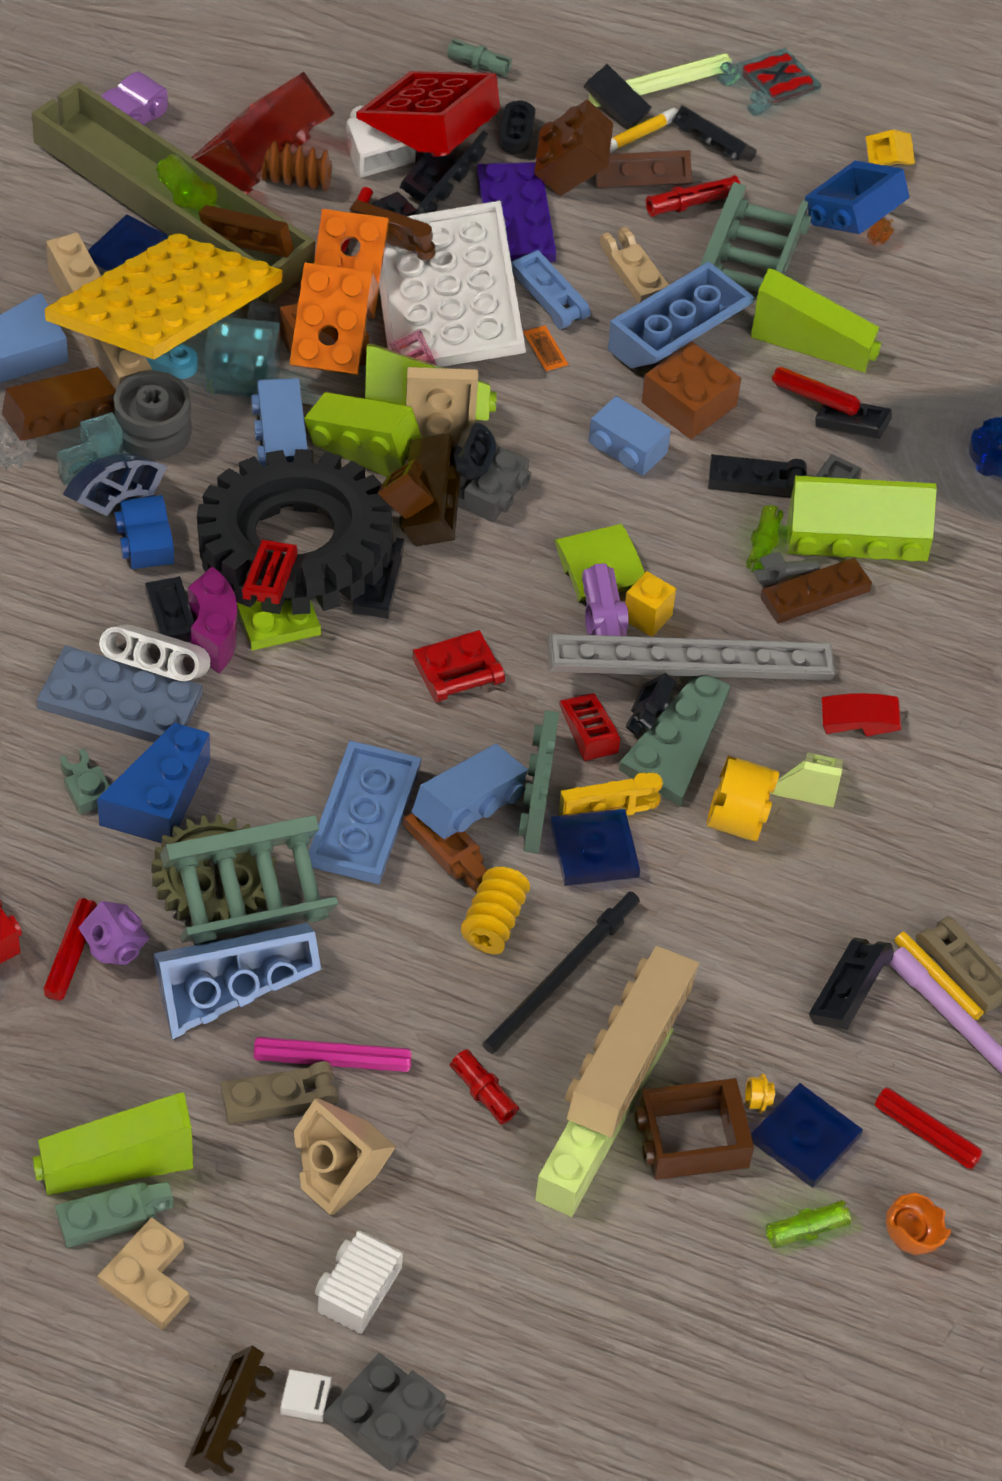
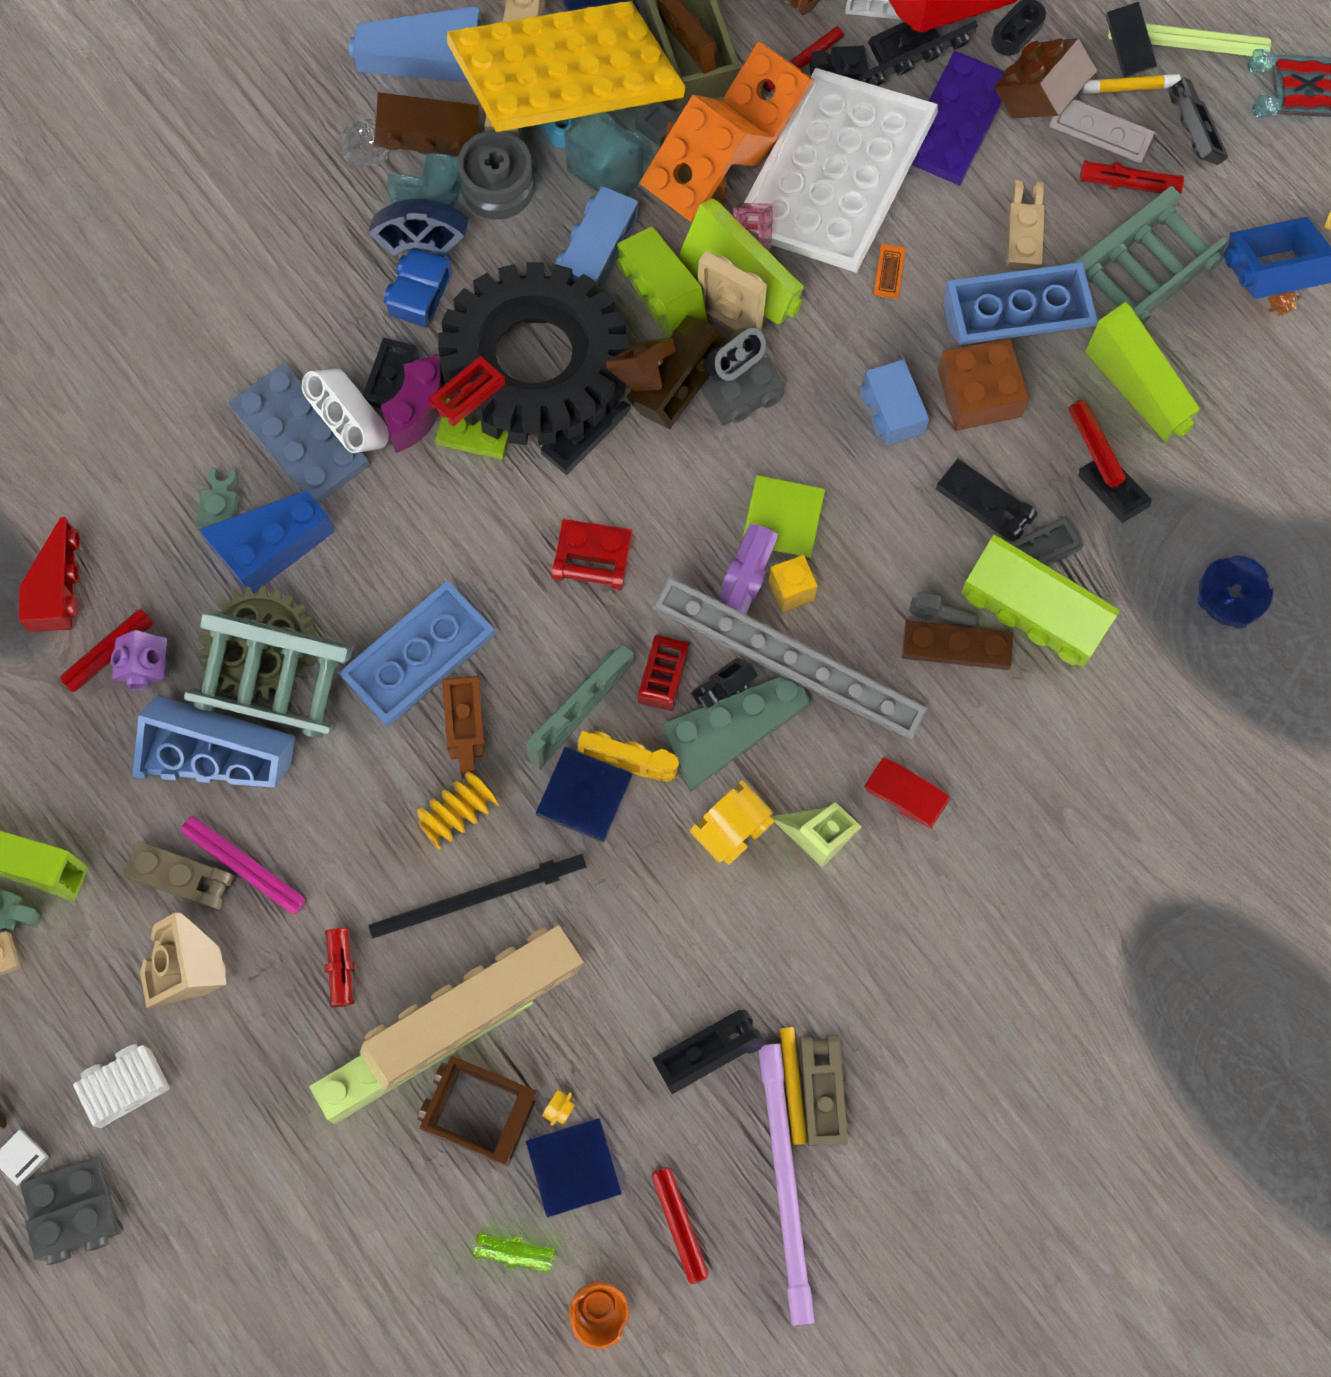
camera: 35 degrees right, 20 degrees up
(402, 230) = (822, 90): reddish brown plate -> none
(470, 791) = (508, 688): medium blue brick -> none
(550, 289) = (930, 213): medium blue plate -> none
(765, 536) = (946, 568): clear neon green pin -> none

